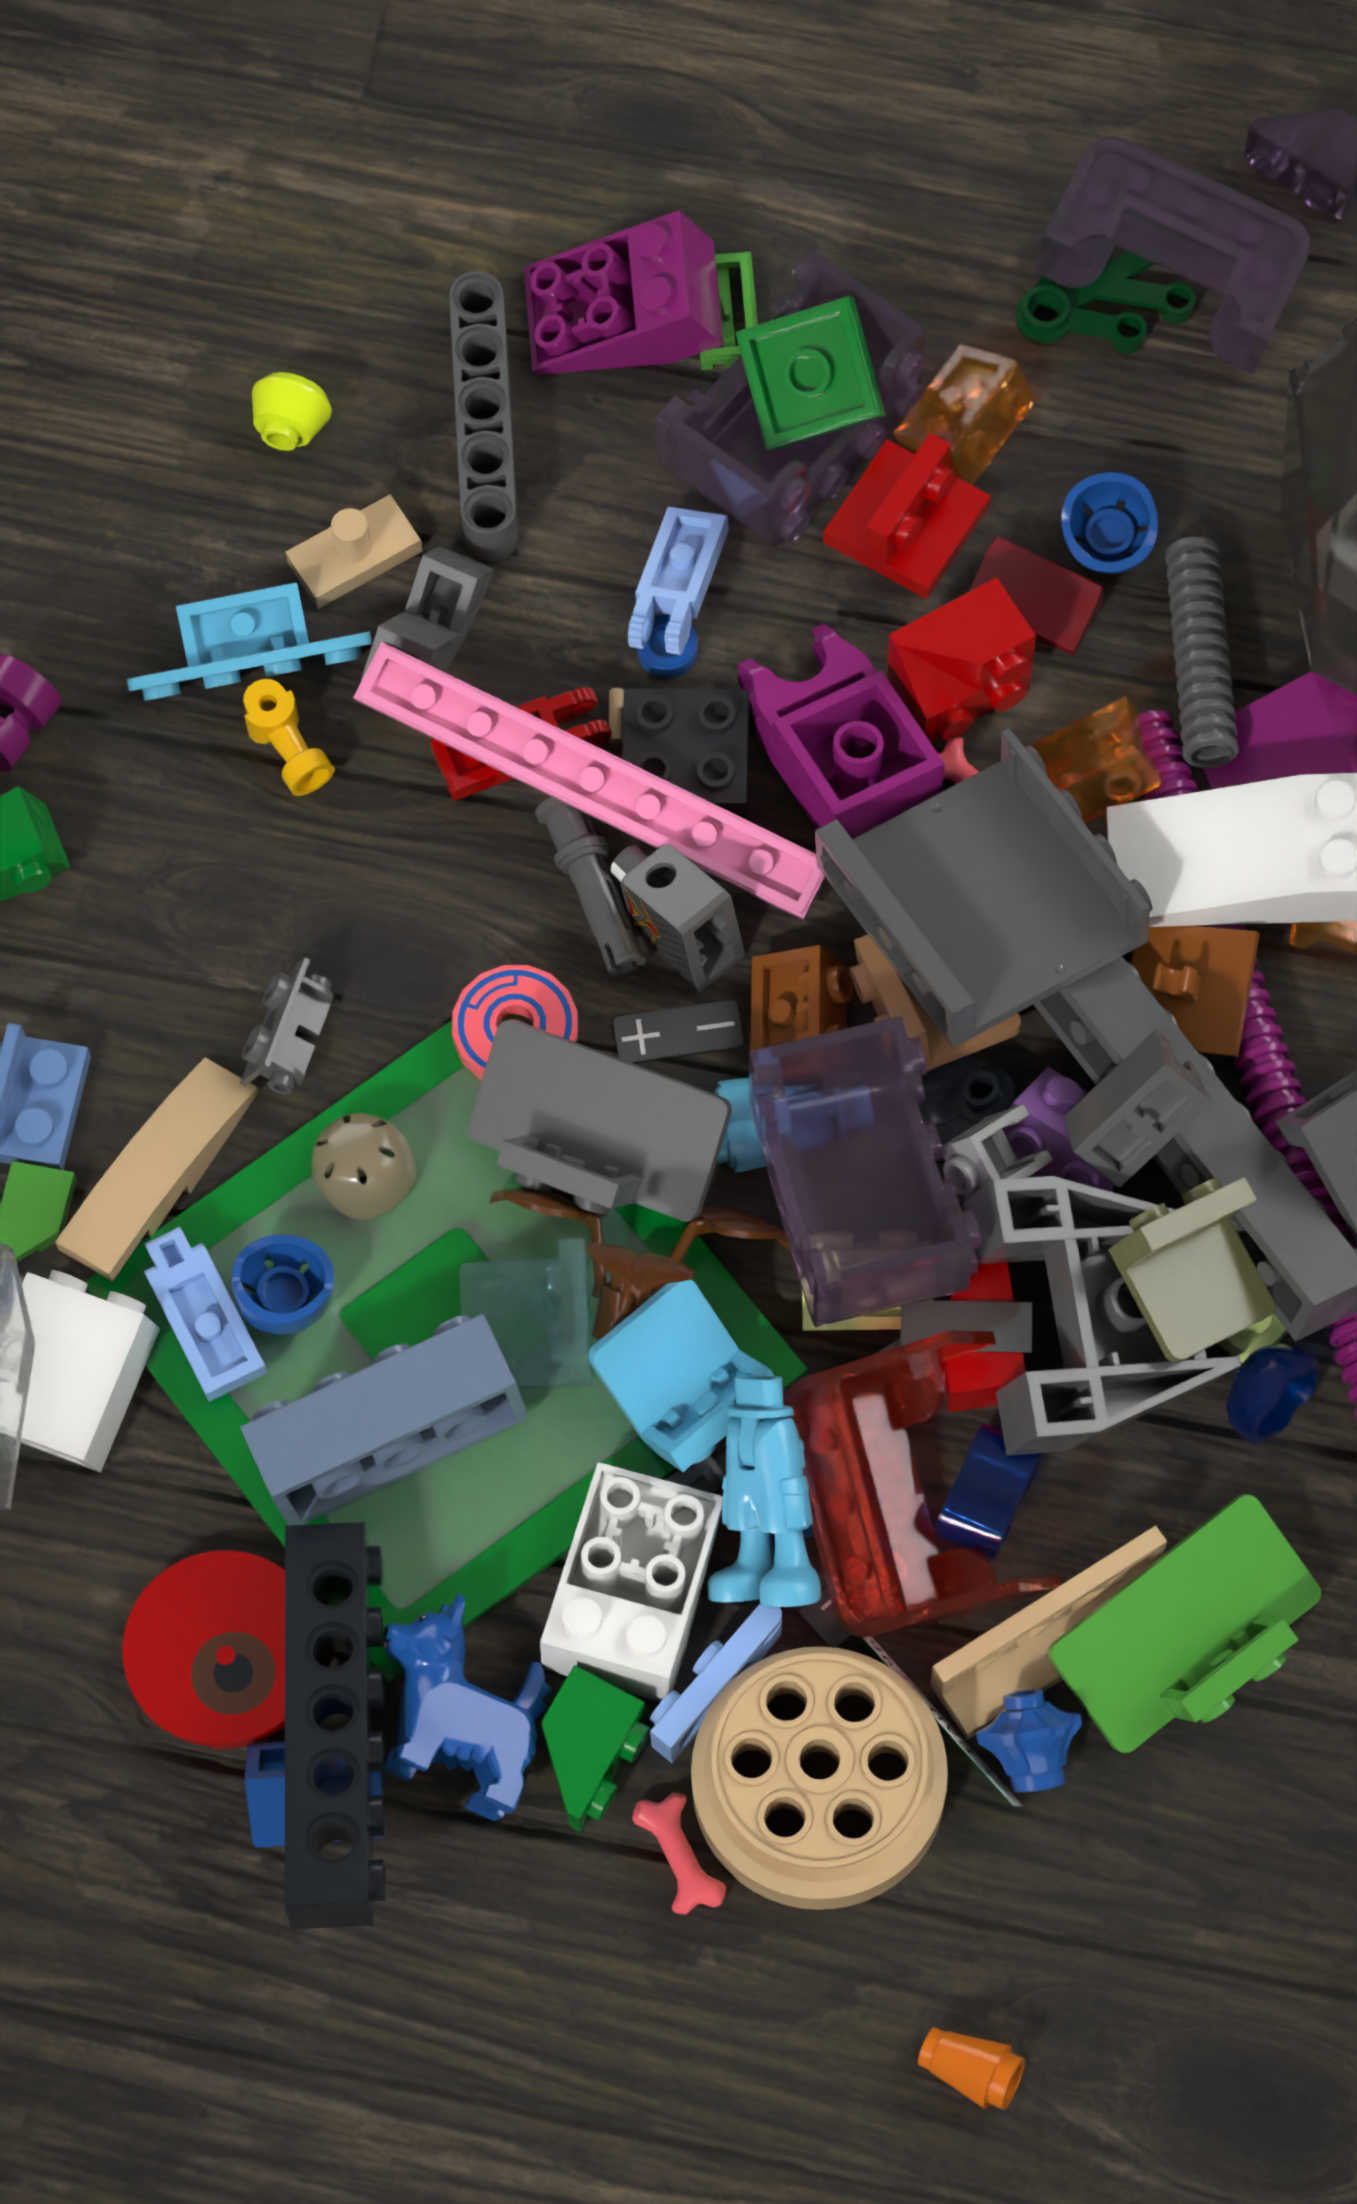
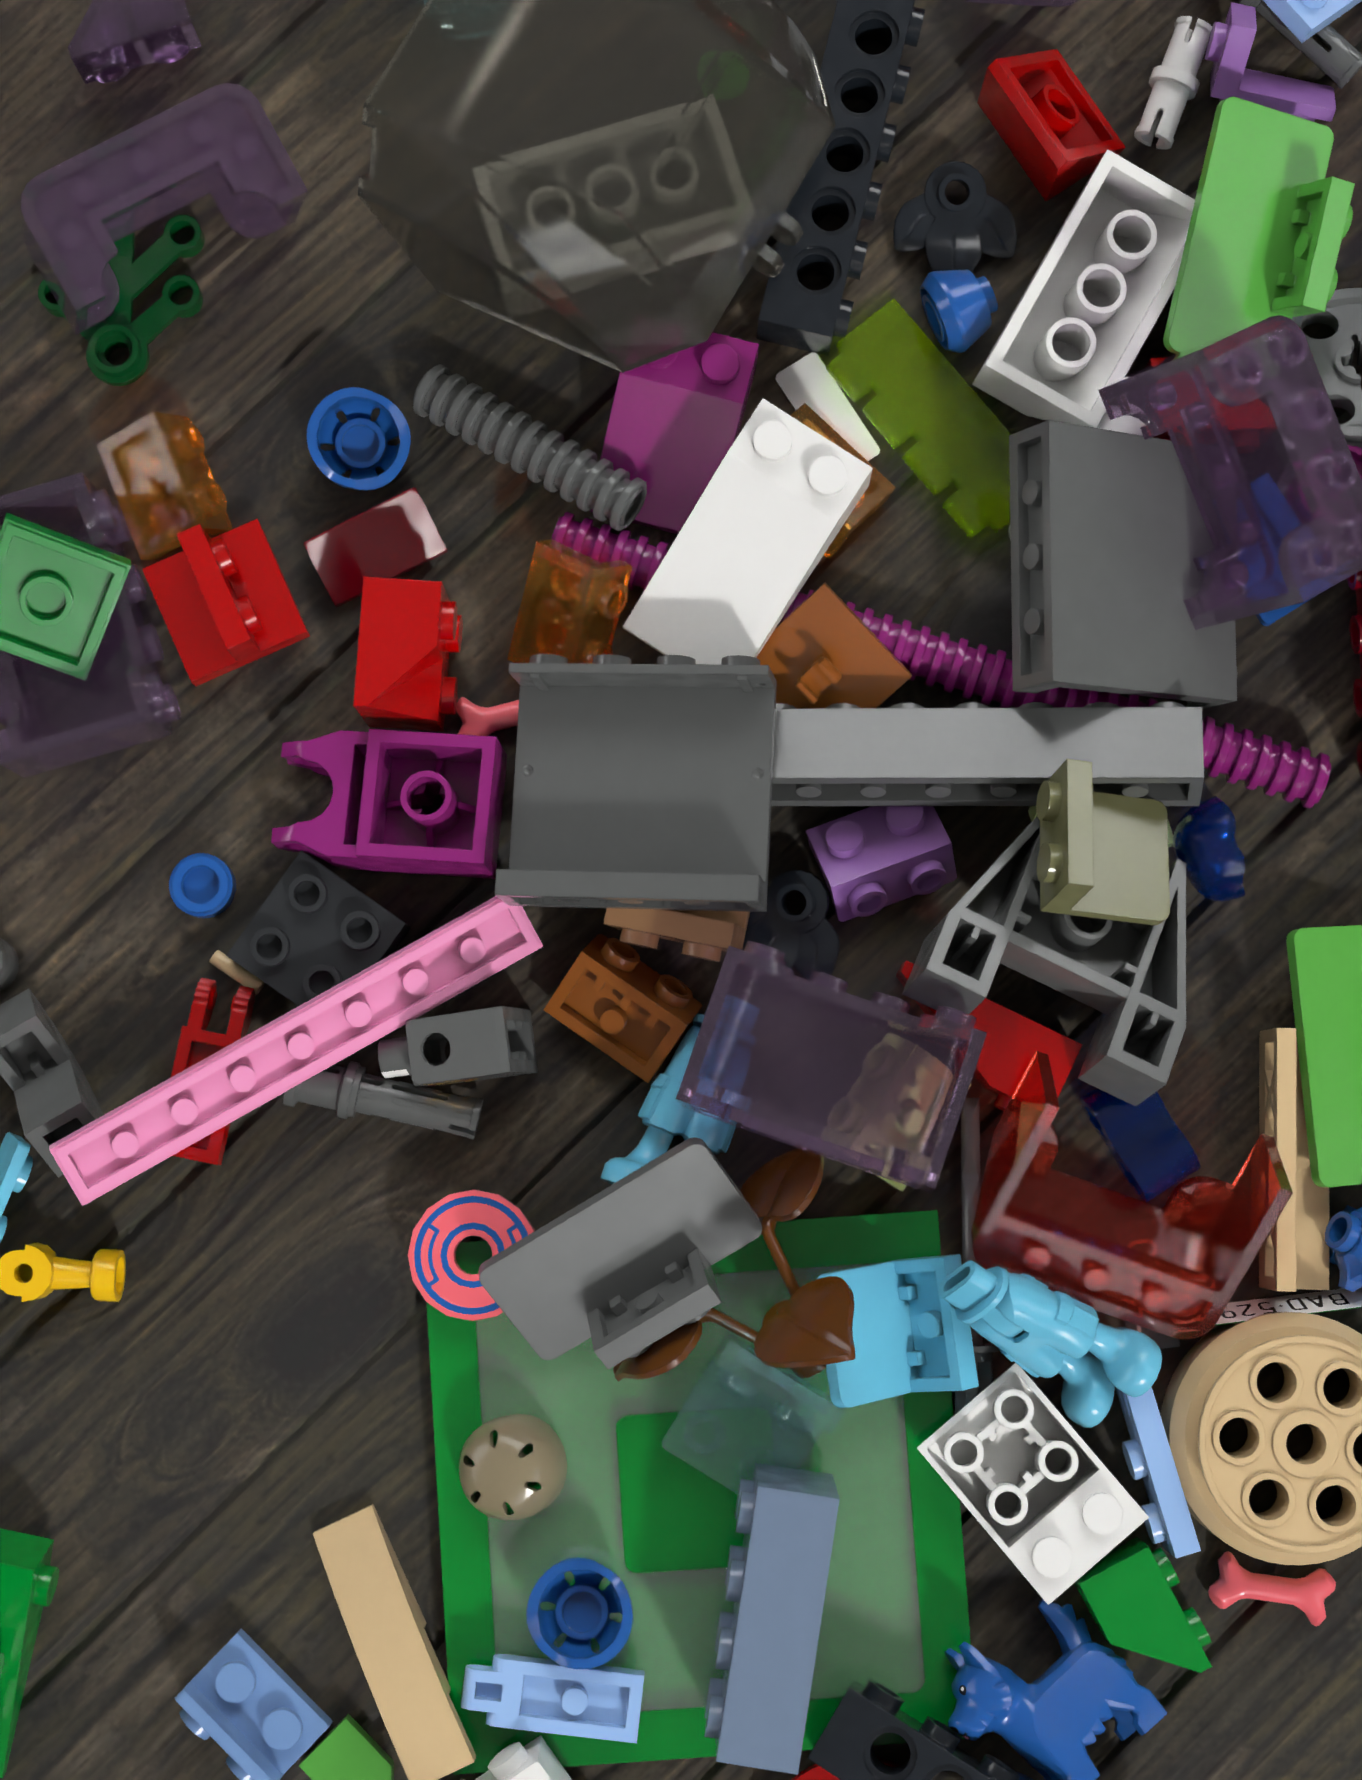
camera: 60 degrees left, 15 degrees up
(292, 1005) = (320, 1433): dark grey hinge -> none
(677, 575) = (147, 835): light blue hinge -> none
(678, 1031) = (560, 1112): dark grey sticker -> none
(986, 1154) = (870, 946): light grey window -> none
(1008, 1321) = (1005, 1059): dark grey sticker -> none
(1136, 1110) = (925, 798): dark grey hinge -> none

